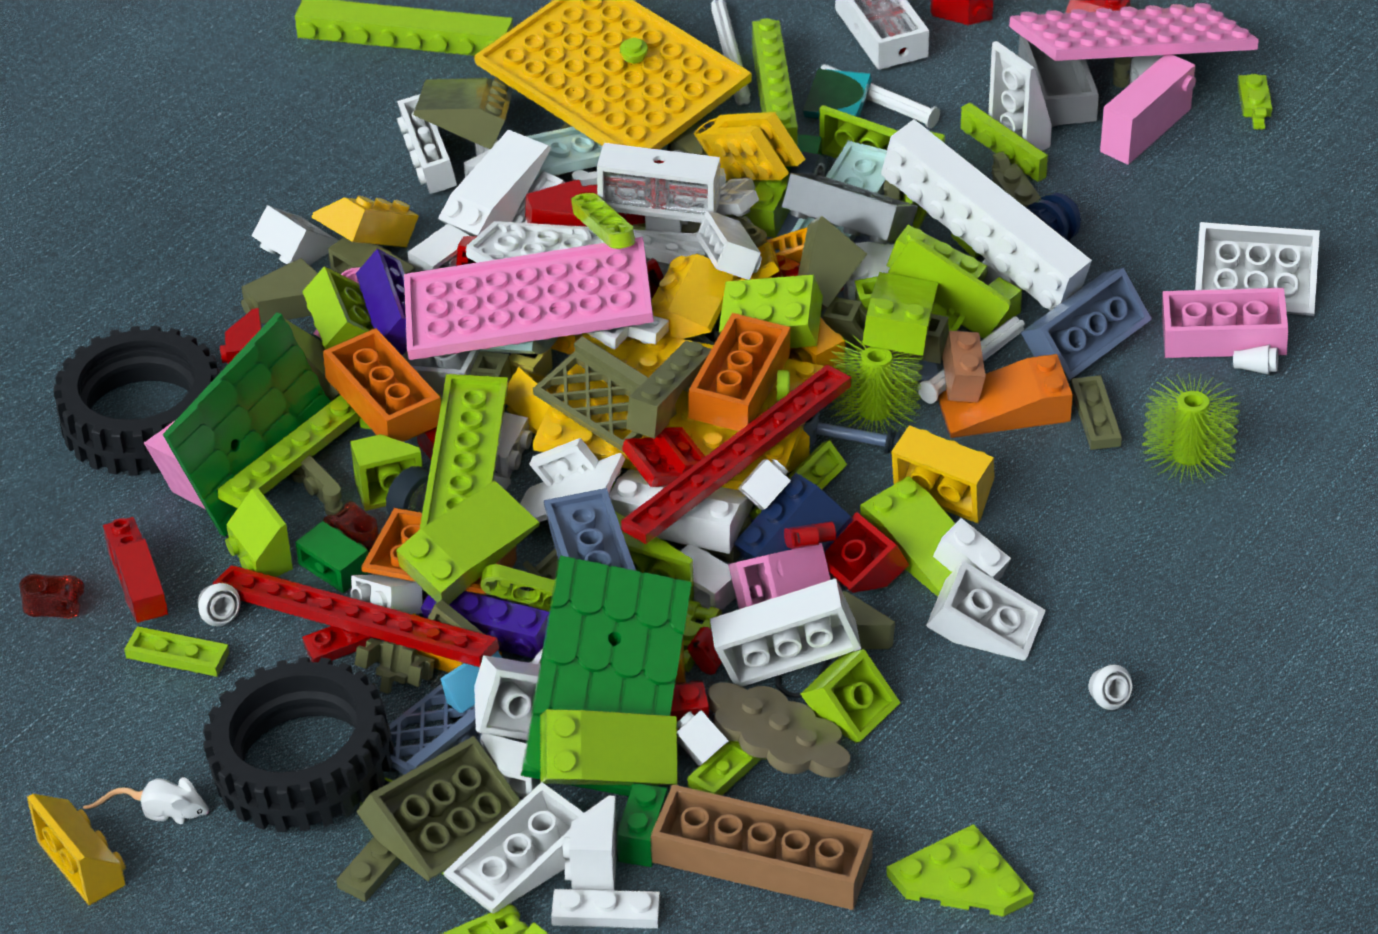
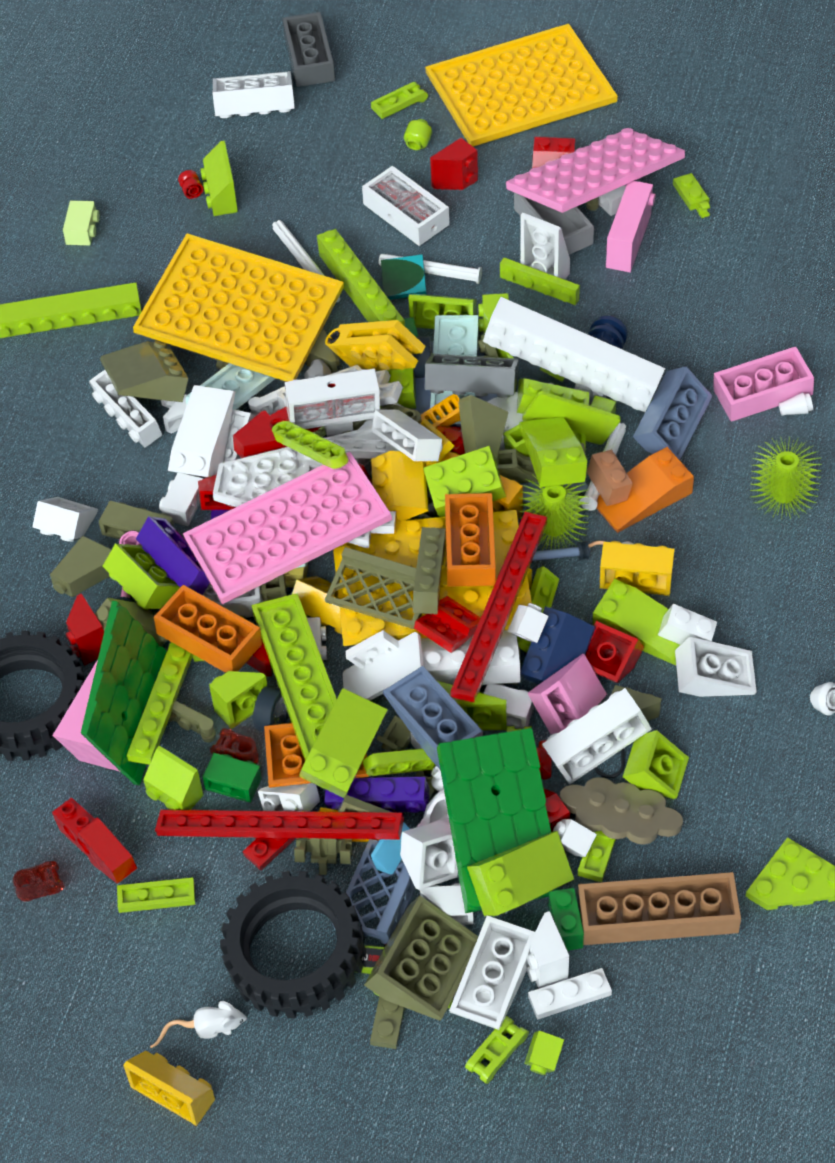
camera: 20 degrees left, 10 degrees up
(218, 604) = (168, 846): white cone -> none
(369, 220) = (121, 491): yellow slope -> none
(633, 50) = (251, 289): lime plate -> none
(783, 384) = (502, 539): lime tile -> none
(809, 535) = (575, 652): red piece -> none
(1013, 180) = (561, 311): olive hinge -> none
(1095, 412) = (710, 482): olive plate -> none
(1258, 259) = (761, 330): white slope -> none

